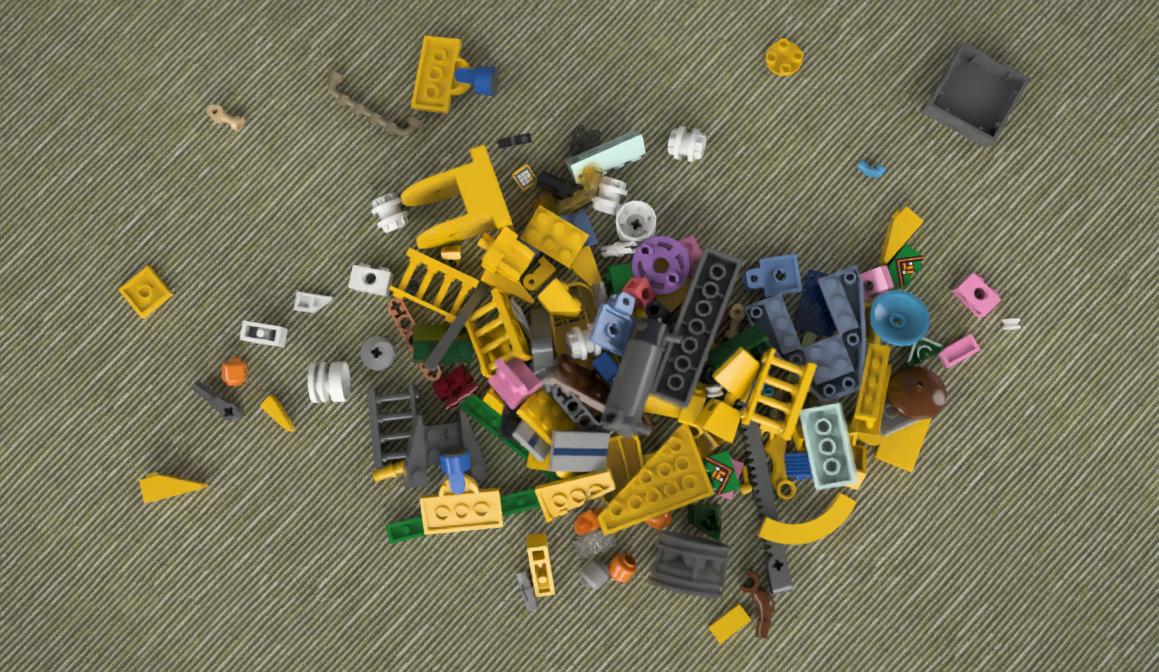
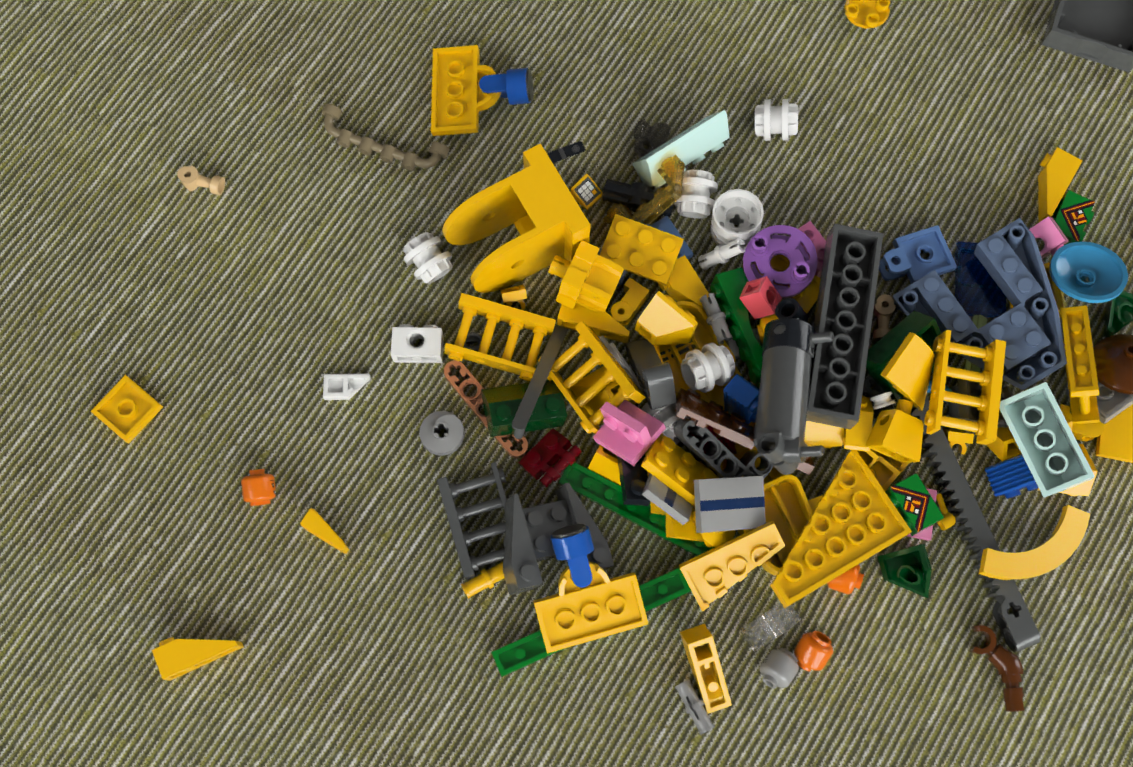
camera: 15 degrees left, 10 degrees down
(218, 402) = (242, 530): dark grey connector -> none
(263, 334) = (290, 432): white brick -> none
(329, 382) = (386, 477): white wheel -> none
(587, 521) = (757, 597): orange hips -> none
(614, 314) = (736, 325): medium blue plate -> none
(690, 565) = (905, 623): dark grey wheel -> none
(729, 623) = (968, 701): yellow tile -> none
(776, 449) = (974, 467): yellow piece -> none
(870, 171) = (1002, 118): dark azure arm -> none

